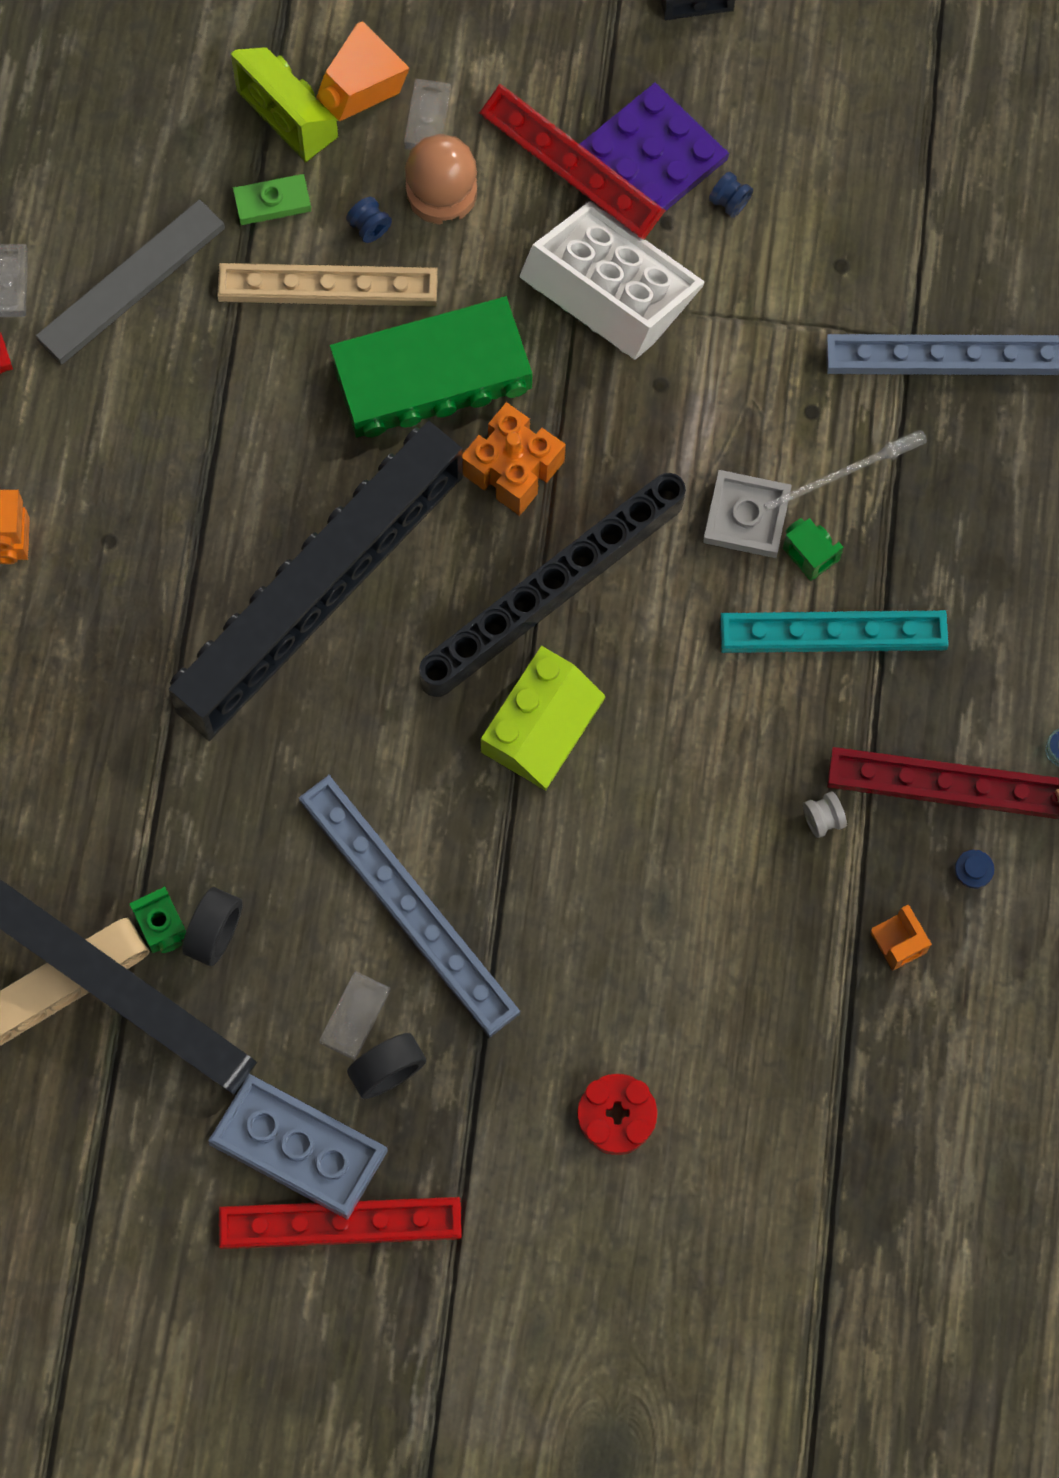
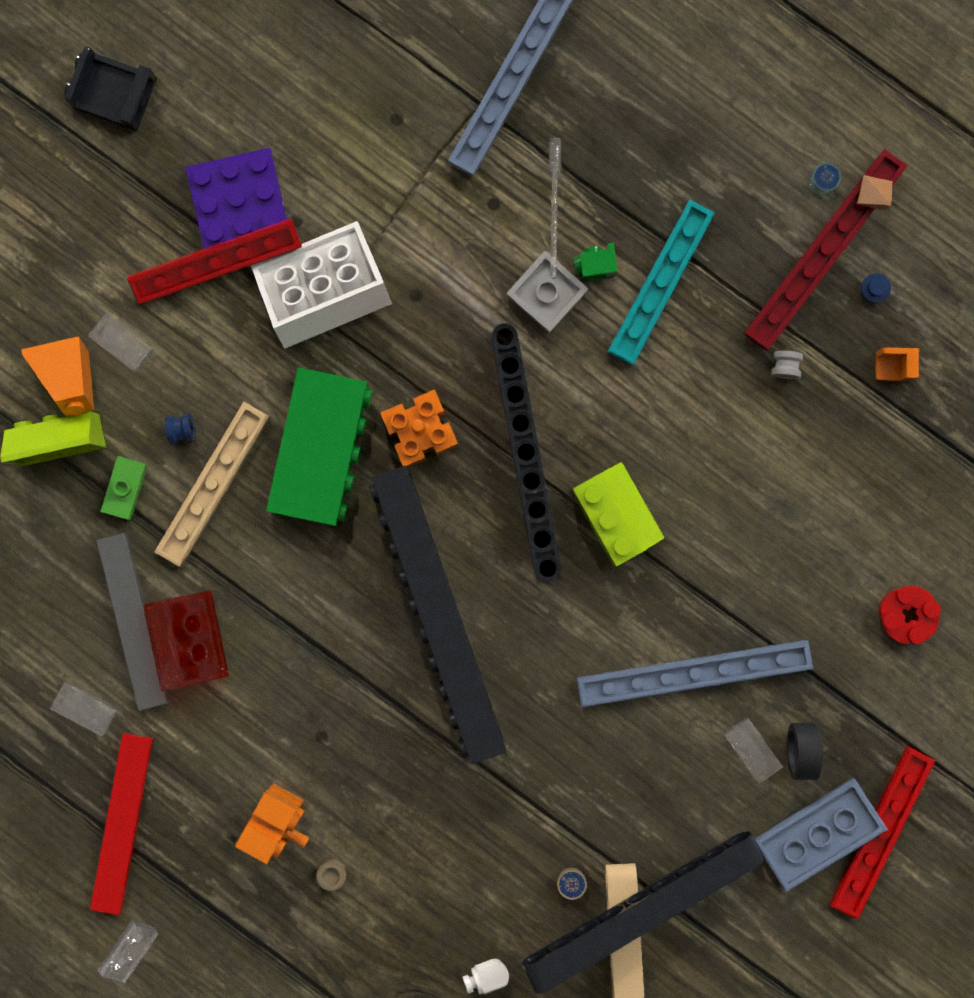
camera: 55 degrees left, 15 degrees up
(87, 895) = (571, 883): none -> tile
(140, 342) = (186, 640): none -> clear red slope
(152, 906) = (611, 838): green brick -> none
(212, 926) = (646, 815): black tyre -> none
(441, 178) = (179, 361): nougat tile -> none
(731, 194) = (303, 164): dark blue wheel -> none

